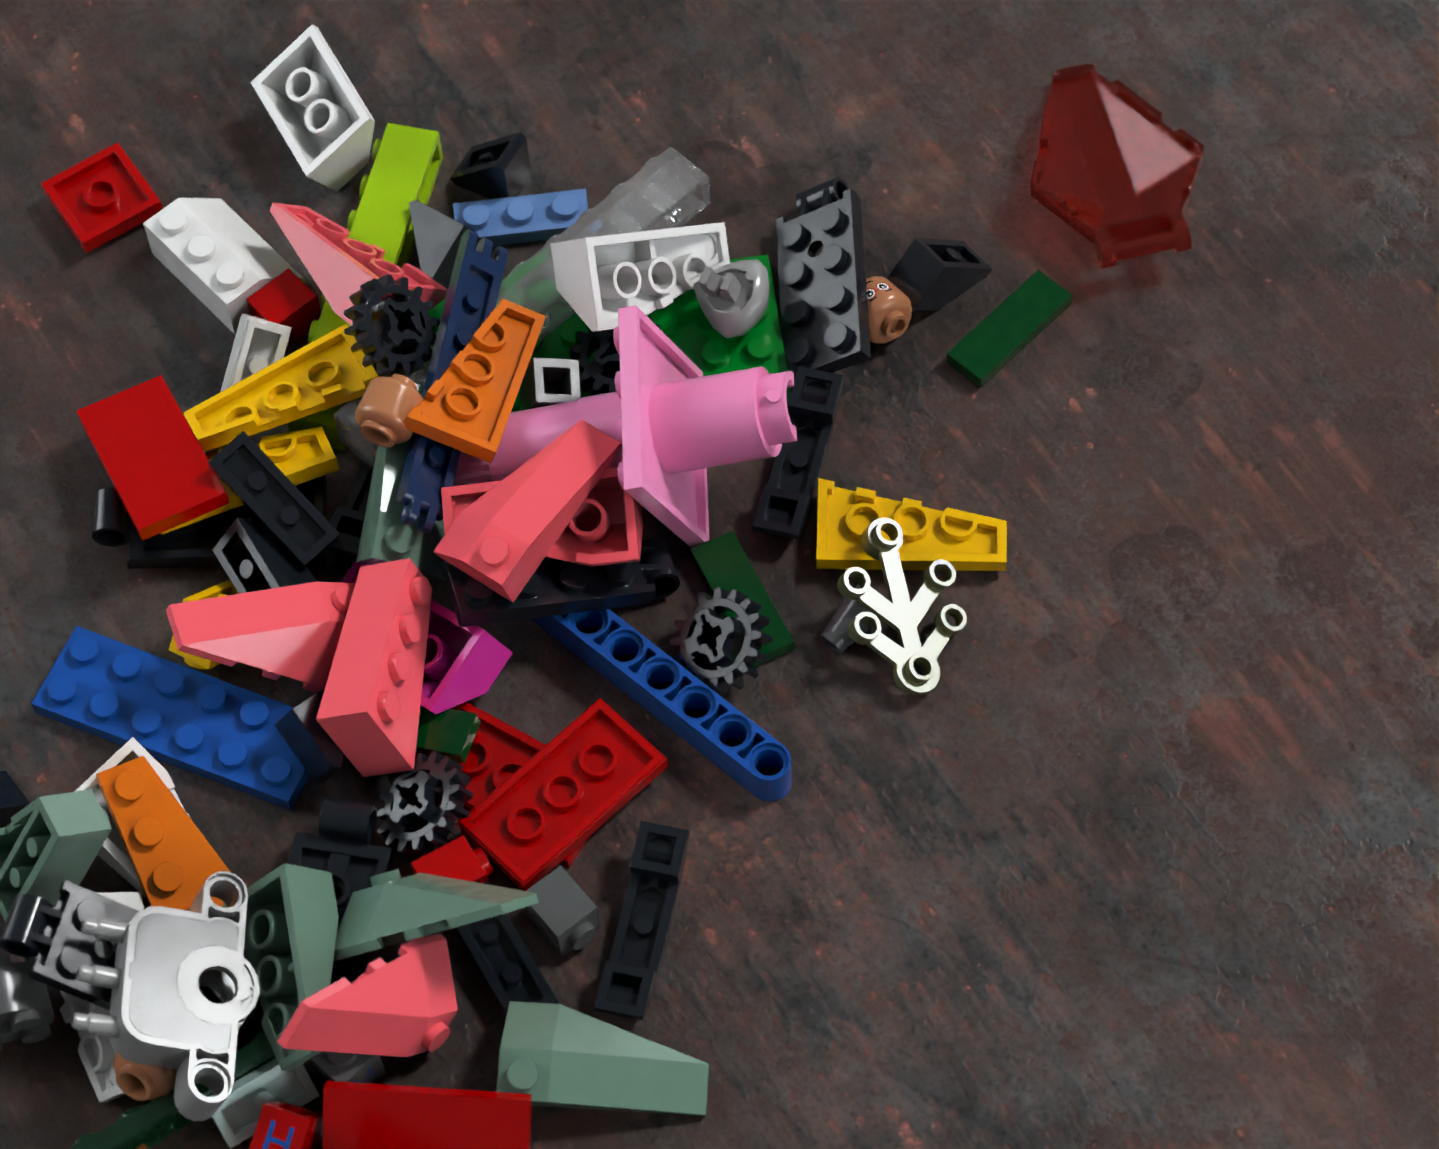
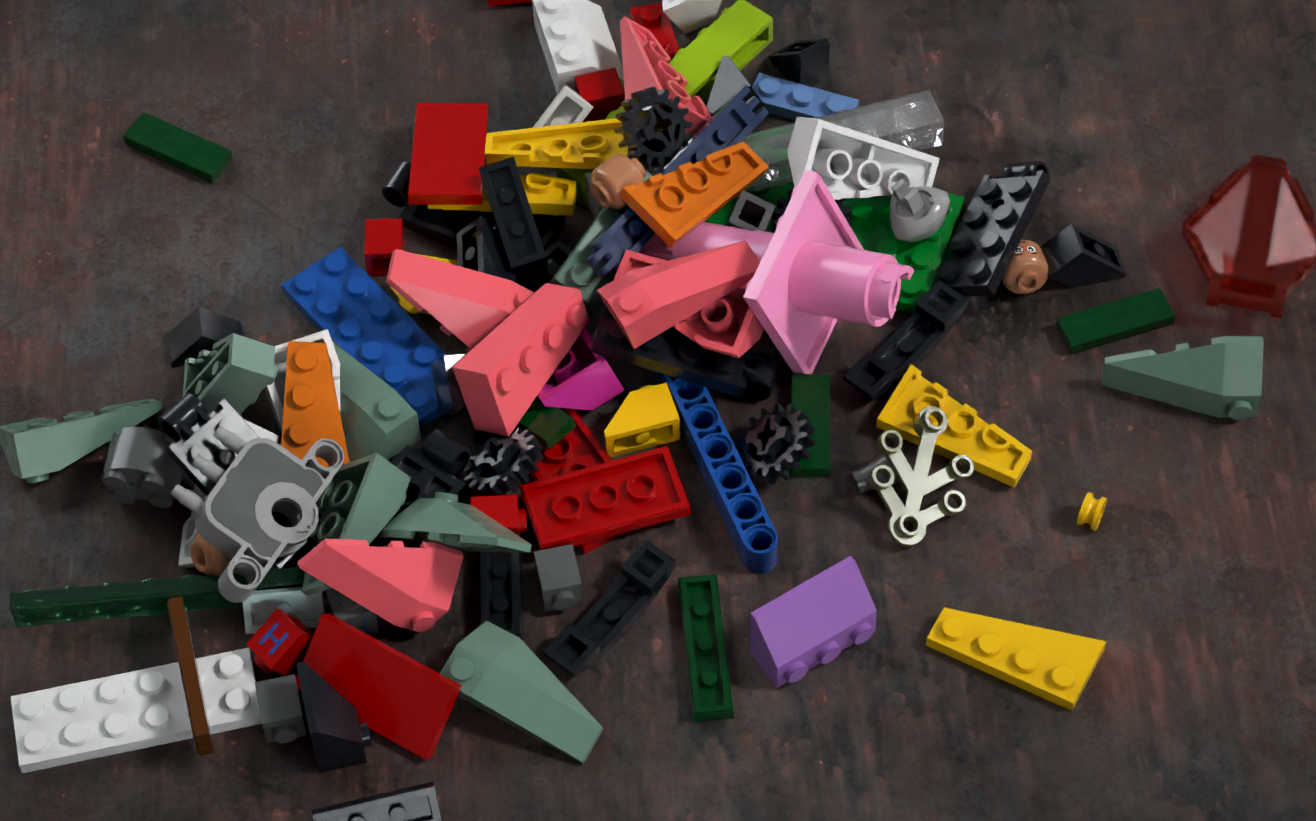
camera: 25 degrees right, 5 degrees down
(131, 603) = (381, 239): none -> red brick
(235, 812) = (373, 412): none -> sand green wedge
(295, 188) = (655, 20): none -> red plate
(555, 678) = (643, 421): none -> yellow slope
(769, 915) = (705, 648): none -> dark green tile
(882, 834) = (812, 623): none -> medium lavender slope
(1106, 561) = (1091, 511): none -> yellow bush
(1127, 759) = (1024, 655): none -> yellow wing
(1152, 356) = (1207, 379): none -> sand green wedge

